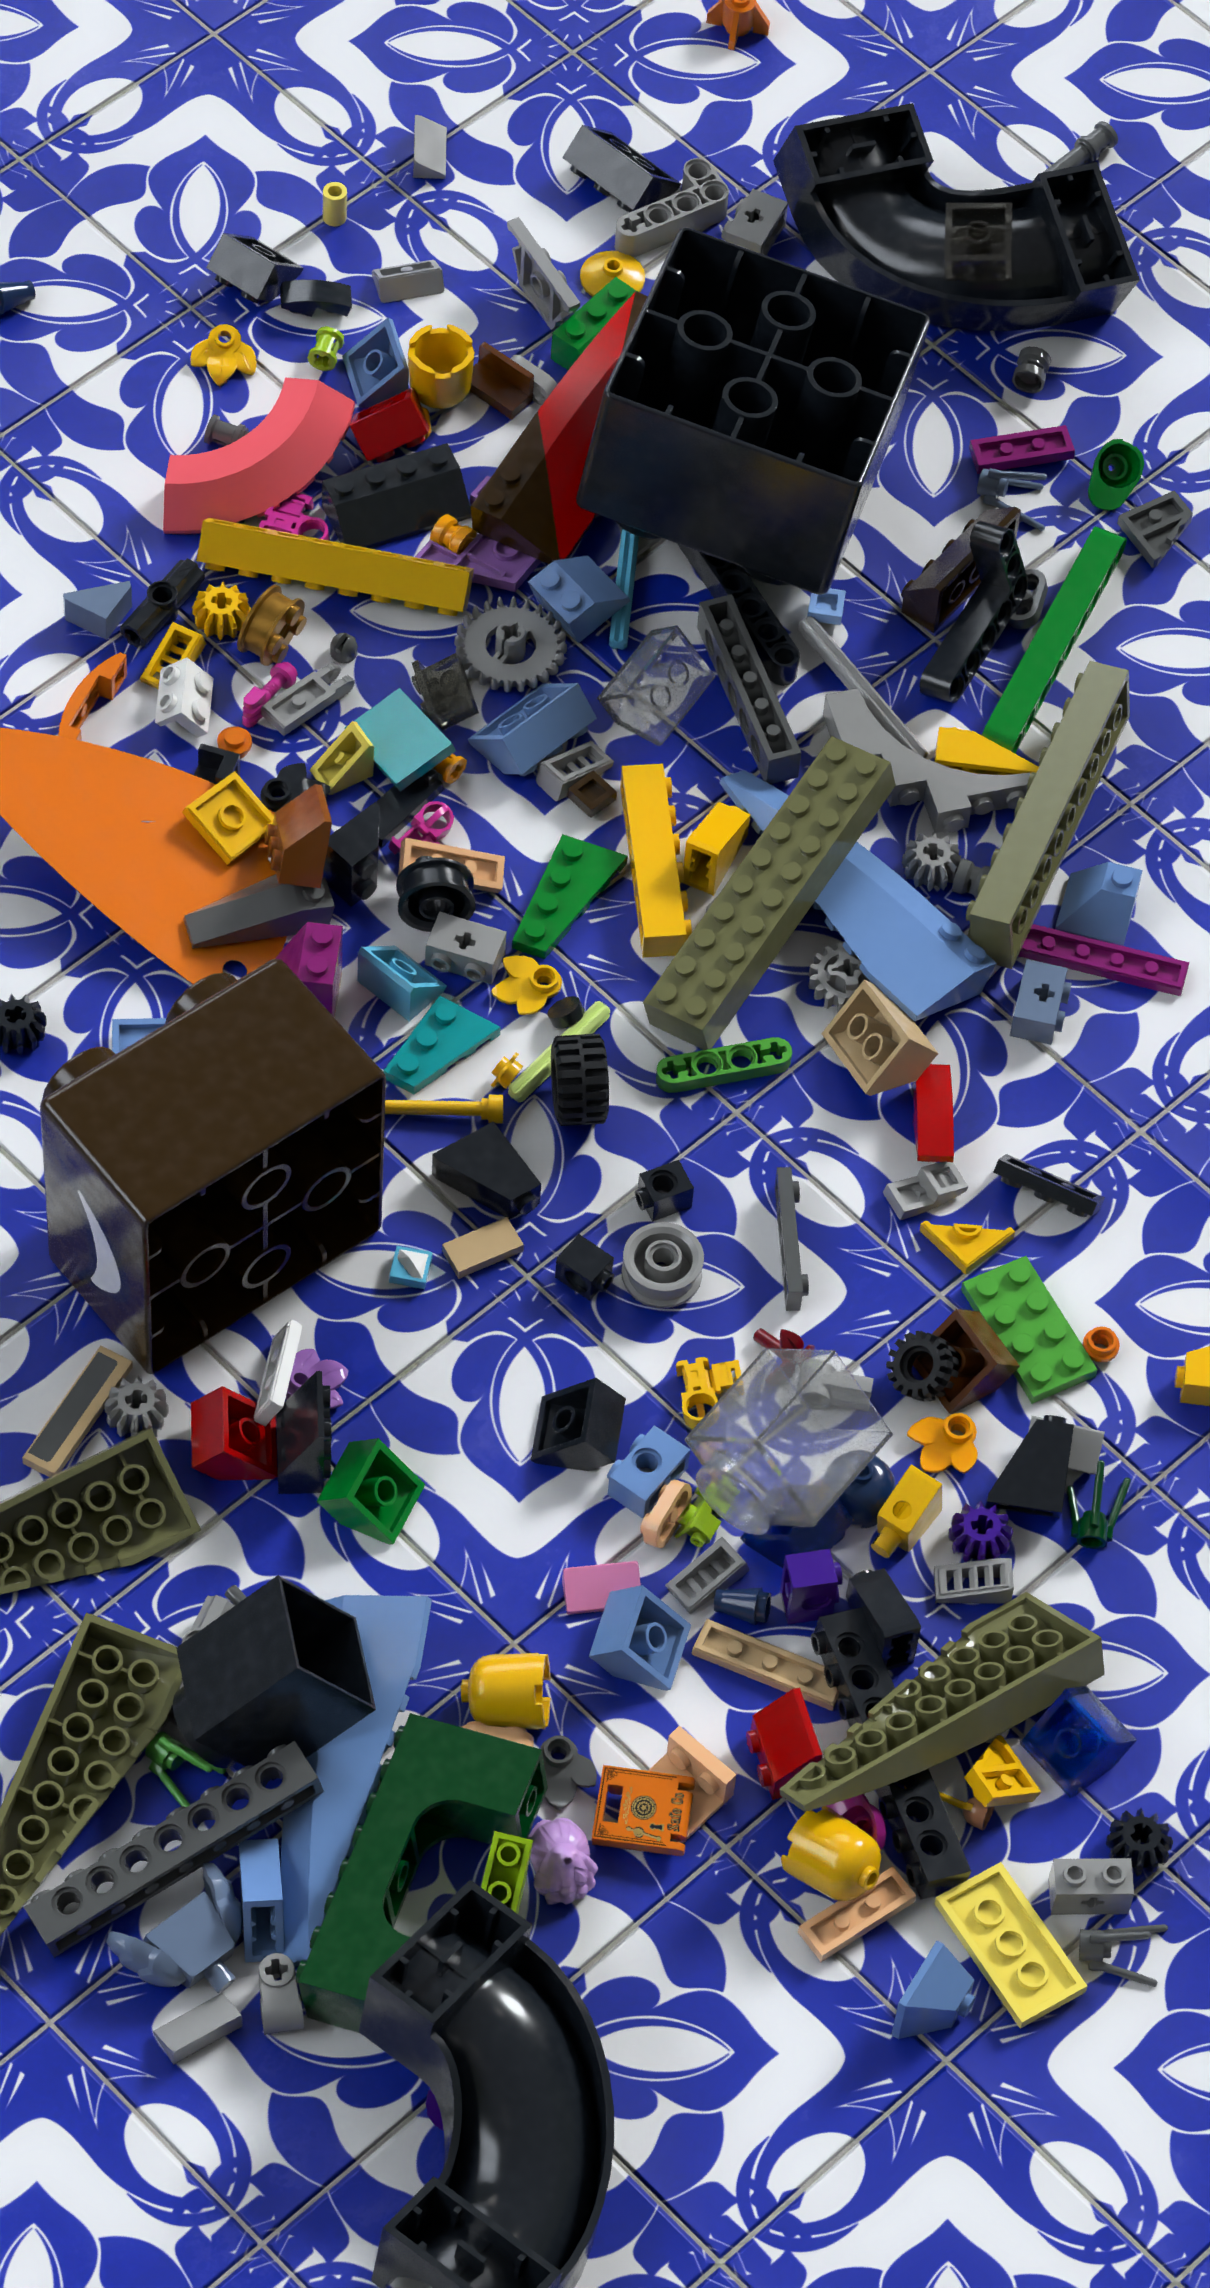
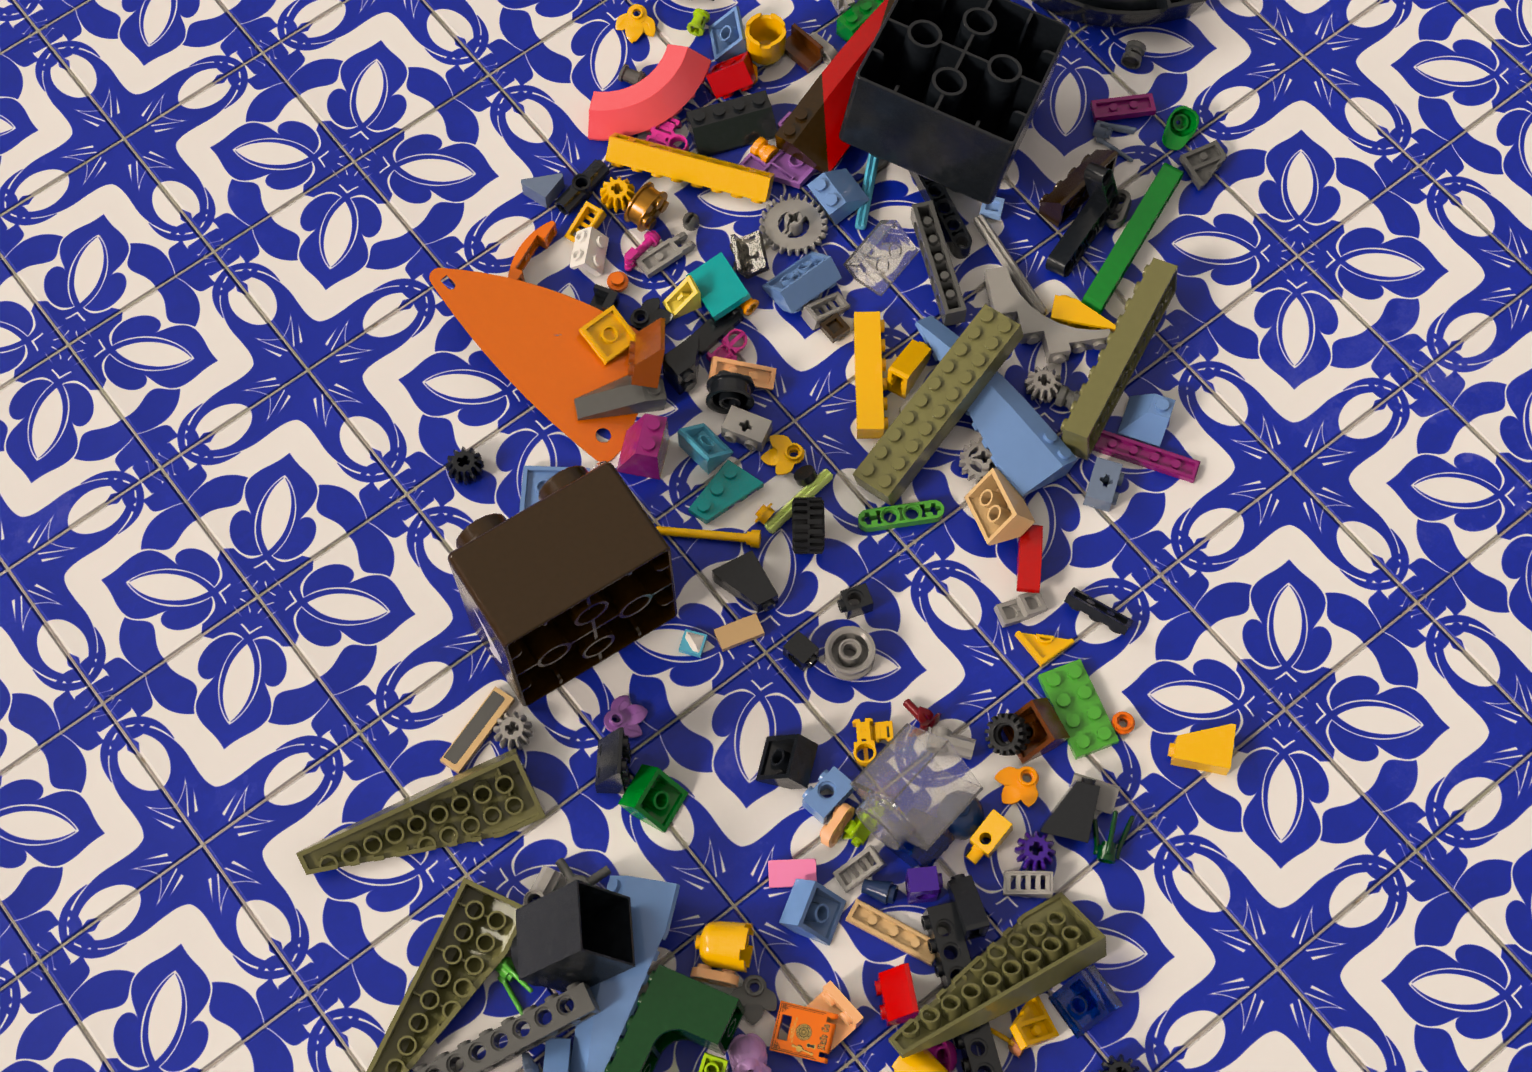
camera: 10 degrees right, 10 degrees up
(229, 1441) = (570, 755): red slope -> none
(277, 1372) = (602, 714): white tile -> none
(565, 892) = (813, 391): green wing -> none
(786, 1195) = (932, 670): dark grey plate -> none

